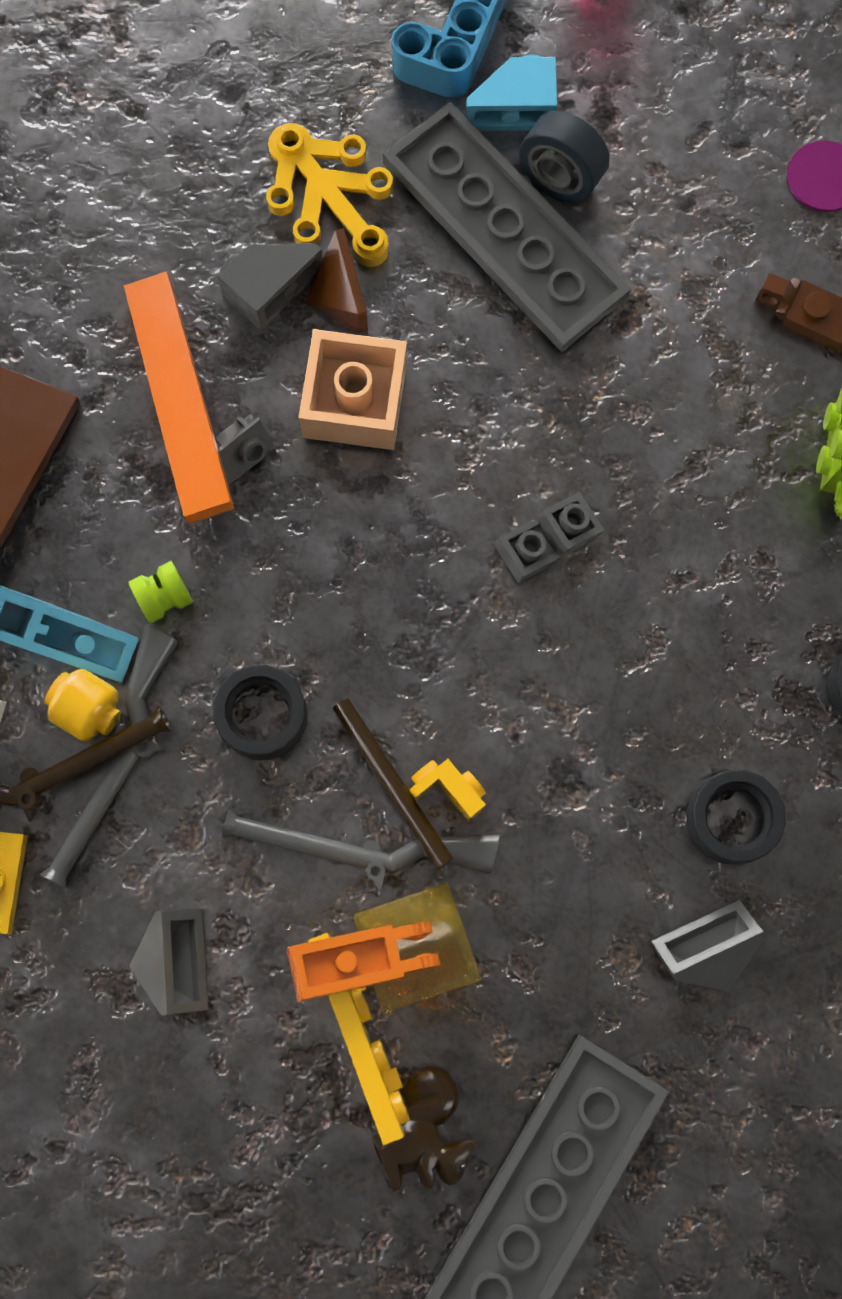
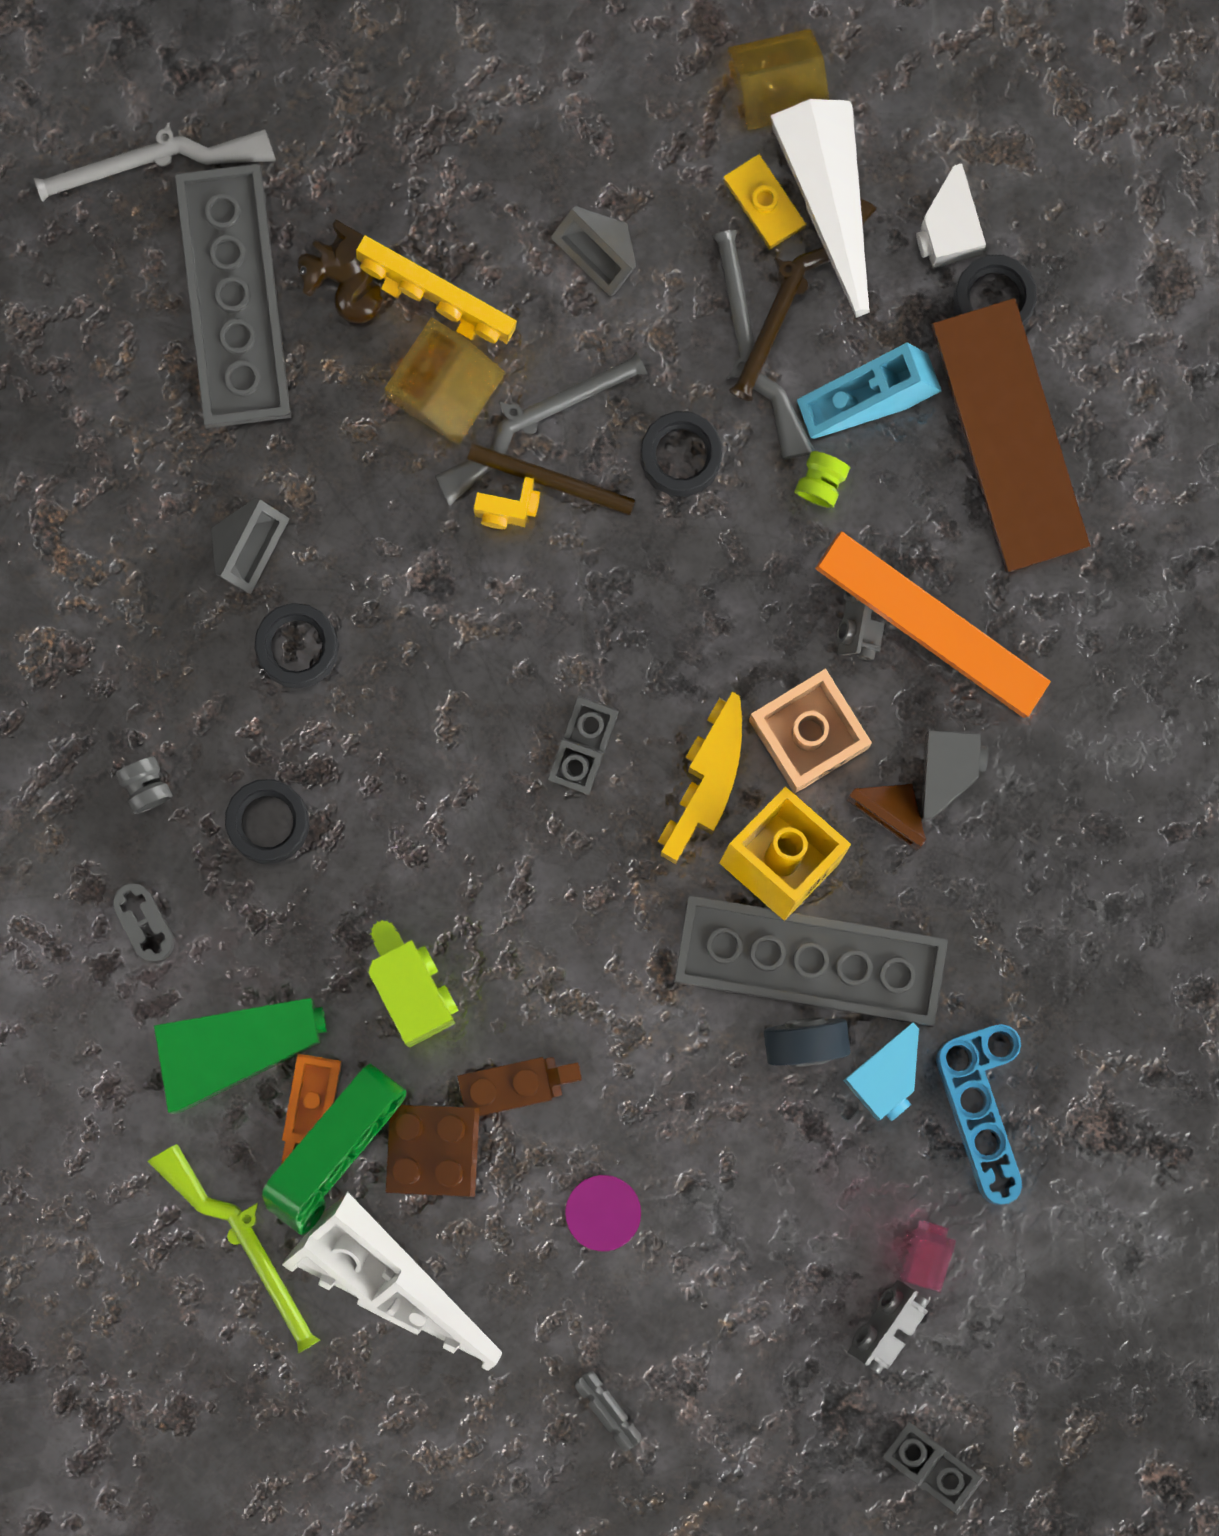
camera: 140 degrees right, 5 degrees up
(82, 705) = (805, 359): yellow head -> none
(327, 187) = (973, 881): yellow plant -> none
(356, 960) = (473, 330): orange hinge -> none
(453, 428) = (716, 764): none -> yellow slope
(458, 307) = (784, 853): none -> yellow brick

